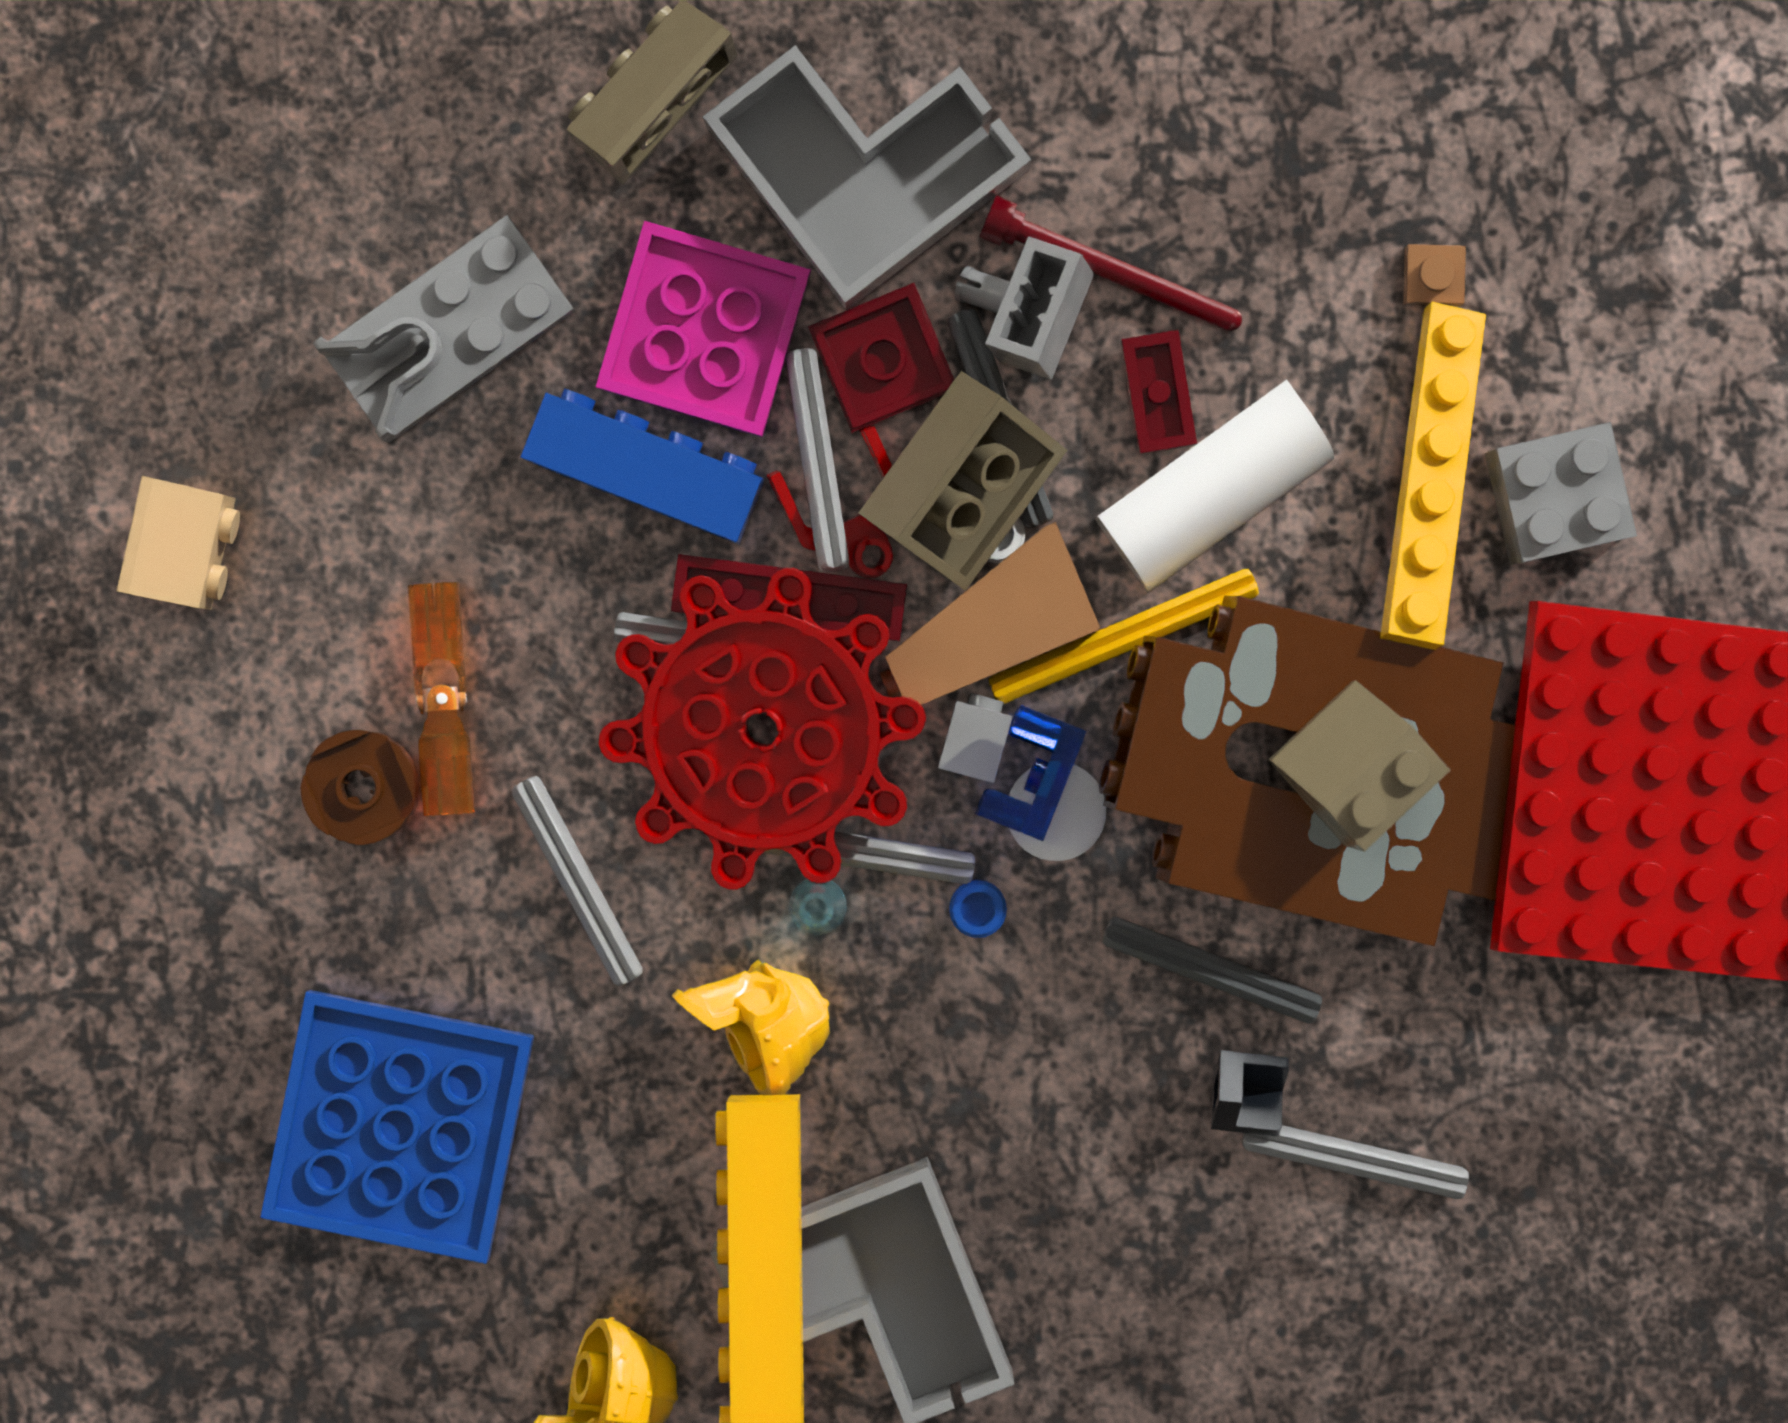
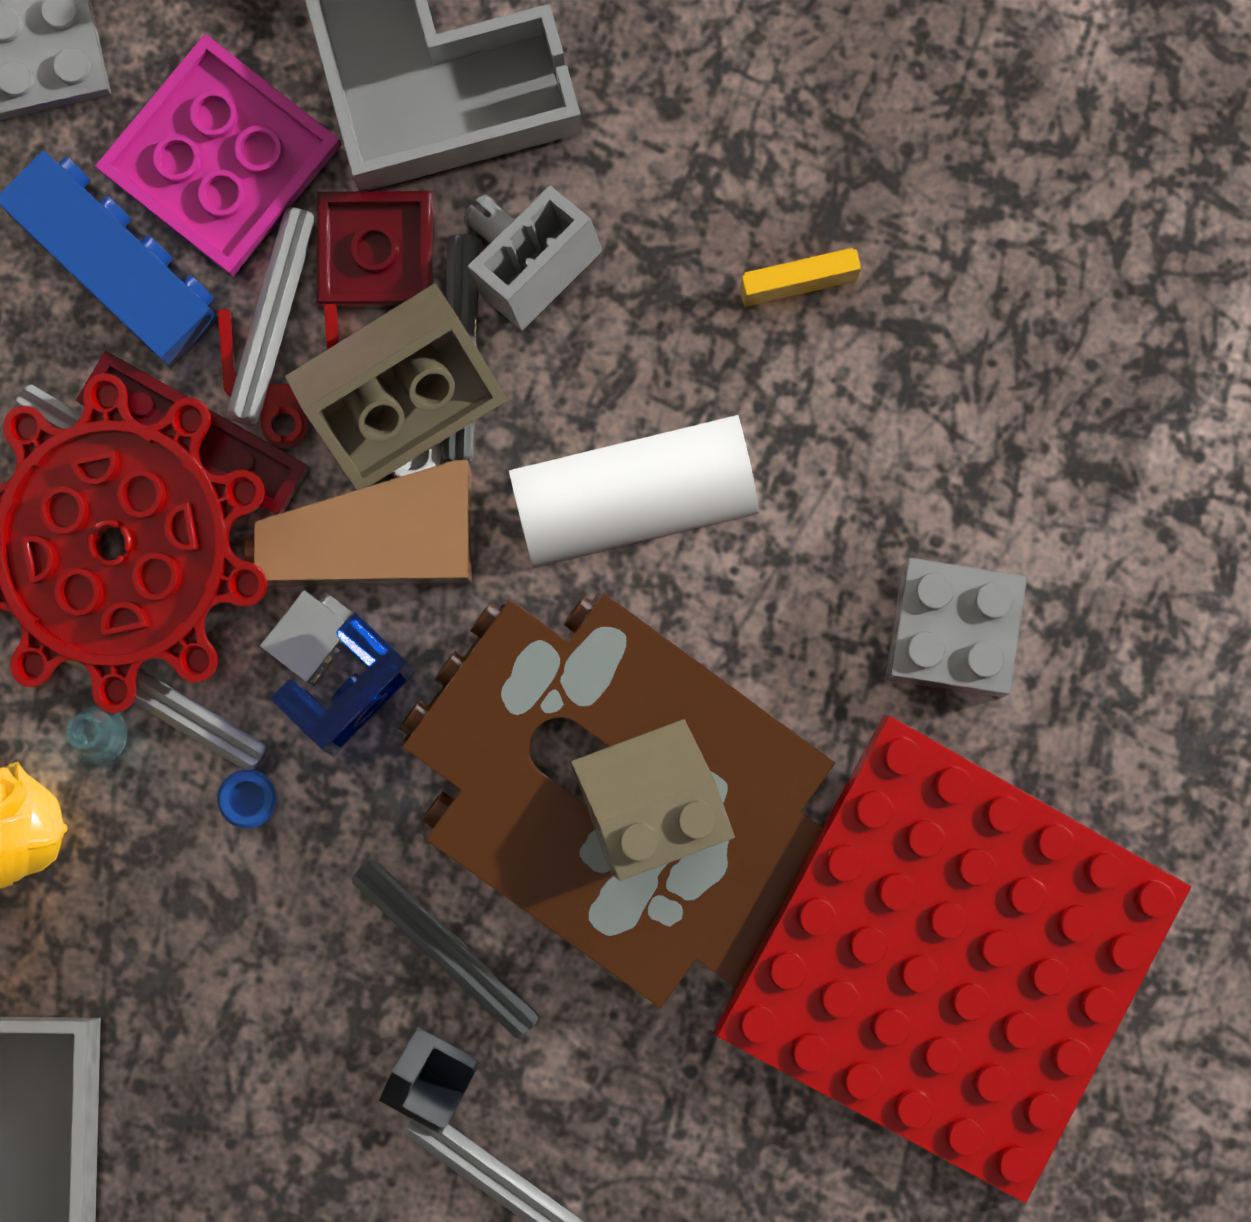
camera: 25 degrees right, 5 degrees down
(1008, 225) = (538, 170): dark red piece -> none
(1076, 820) = (372, 754): white sticker -> none
(1119, 637) = (473, 597): yellow axle -> none
(1158, 392) = (616, 382): dark red plate -> none
(1287, 225) = (800, 277): none -> yellow tile
(1433, 476) = (839, 562): yellow plate -> none
(1434, 274) = (920, 379): medium nougat plate -> none

